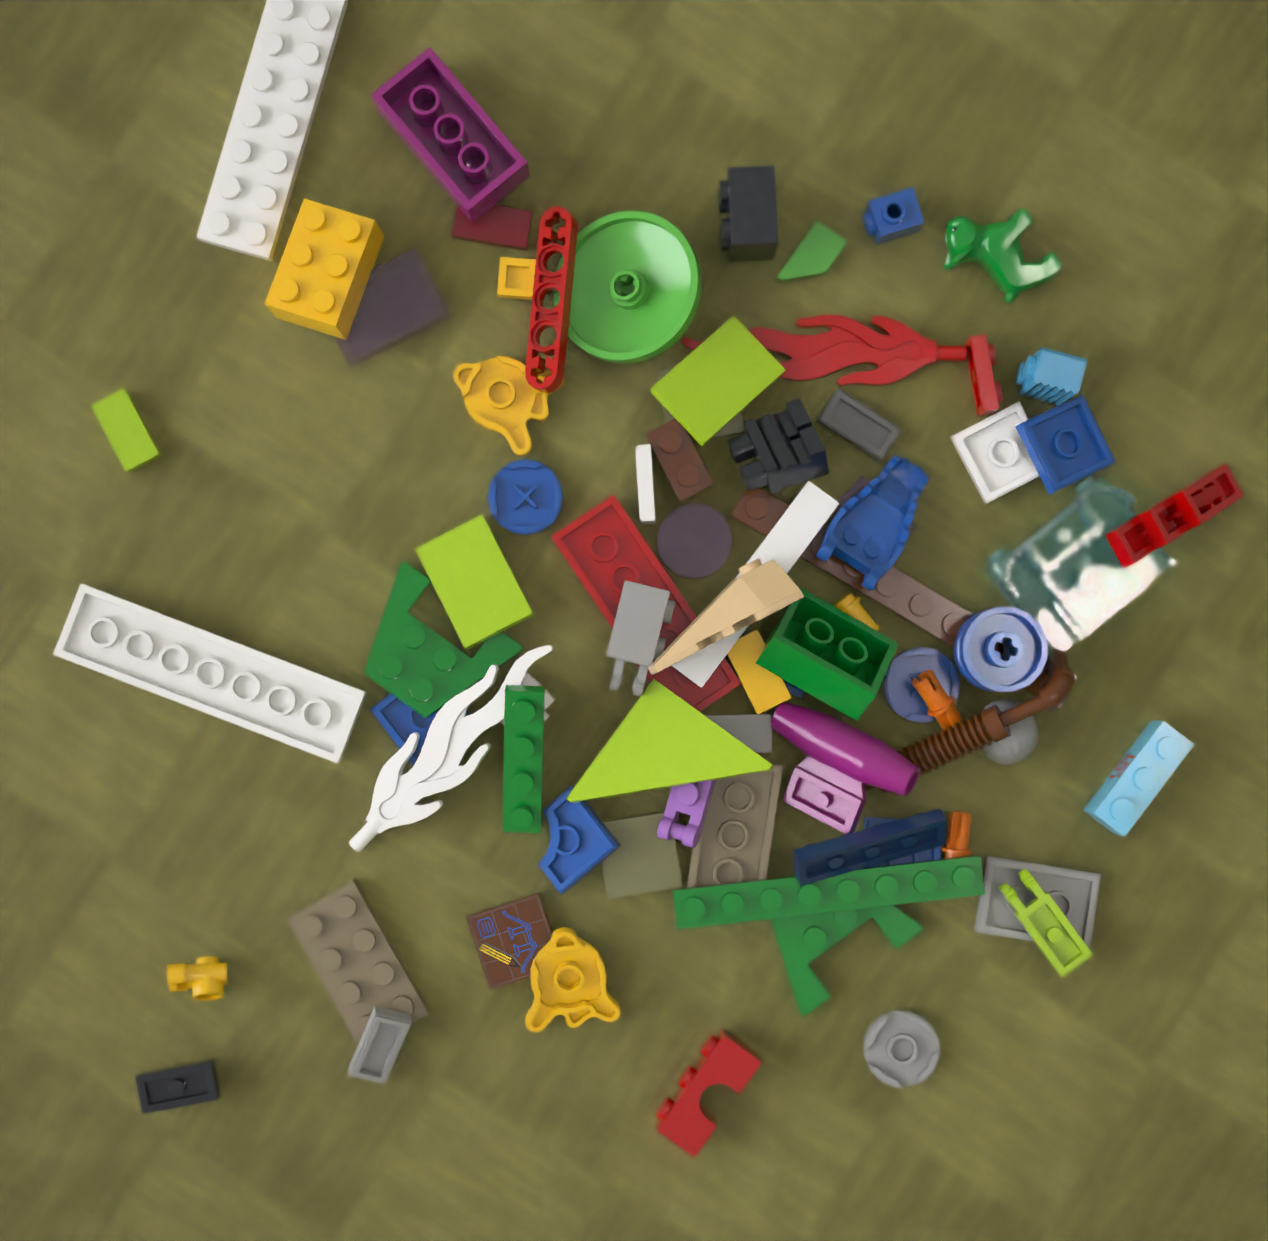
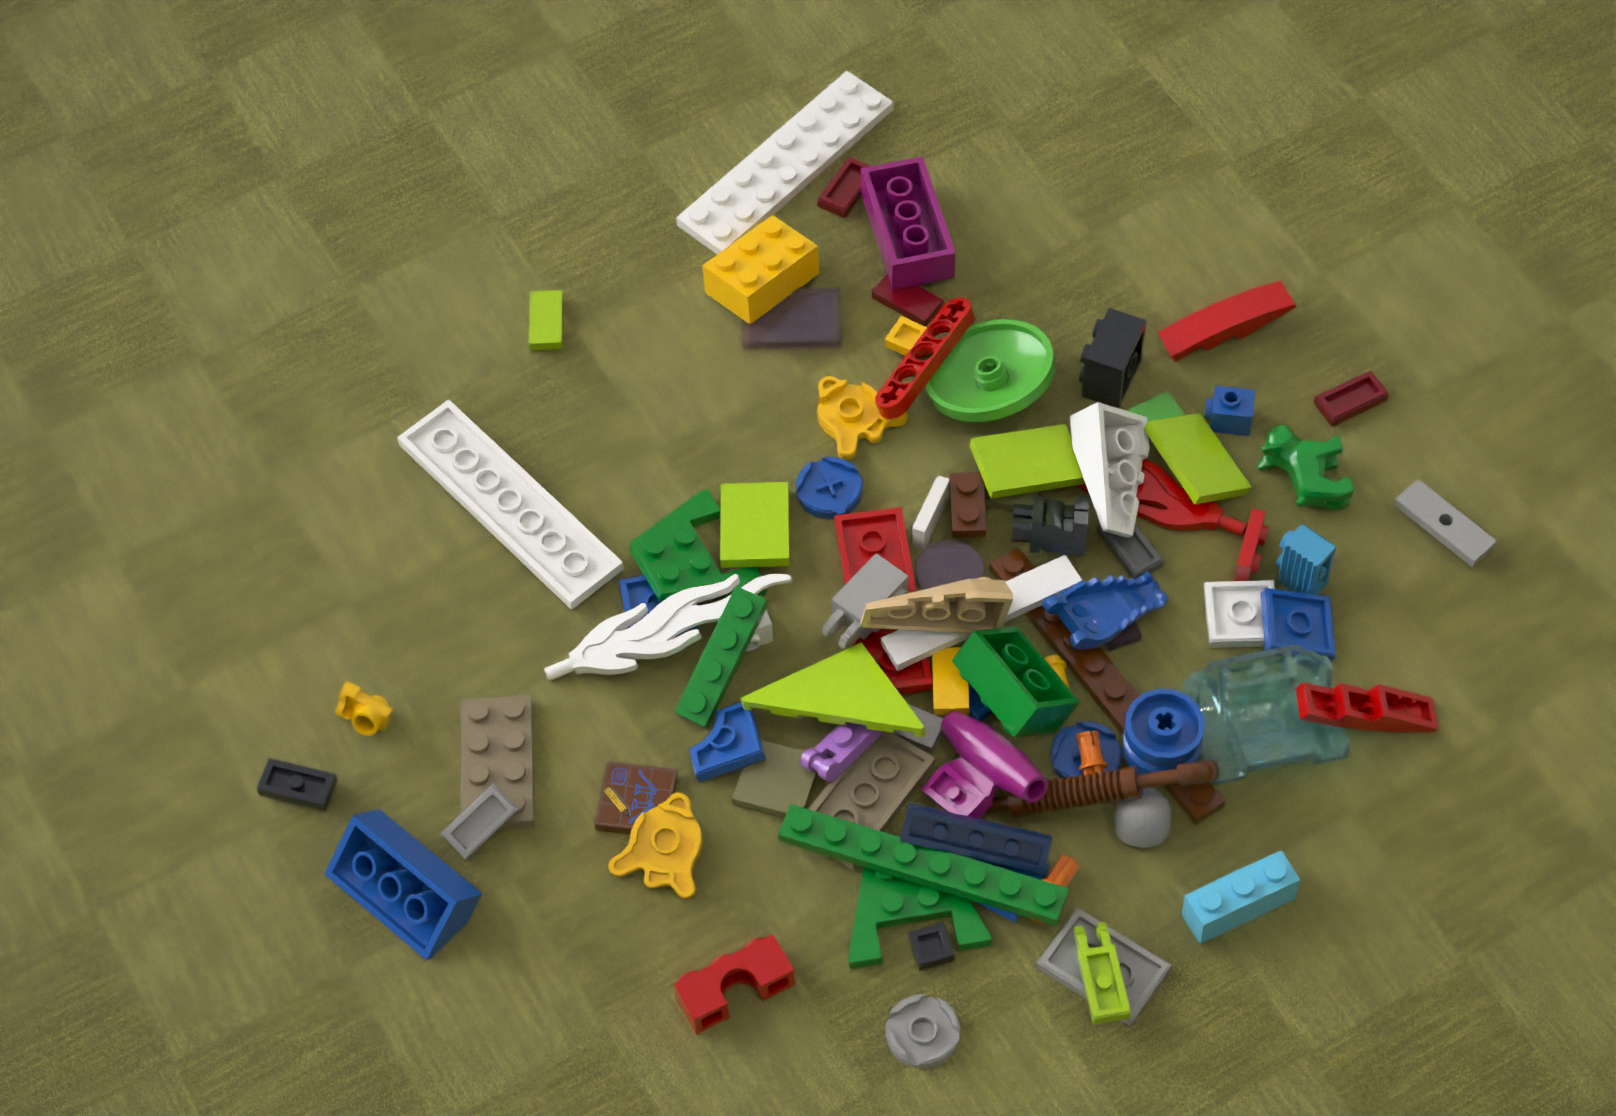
camera: 25 degrees right, 30 degrees down
(339, 1139) = (402, 882): none -> blue slope
(356, 108) = (843, 189): none -> dark red tile
(797, 337) = (1111, 456): none -> white wedge
(841, 102) = (1226, 318): none -> red slope
(869, 959) = (931, 946): none -> black tile
(884, 293) = (1197, 458): none -> lime tile
(1004, 138) = (1351, 398): none -> dark red tile
(1183, 260) = (1445, 523): none -> light grey tile

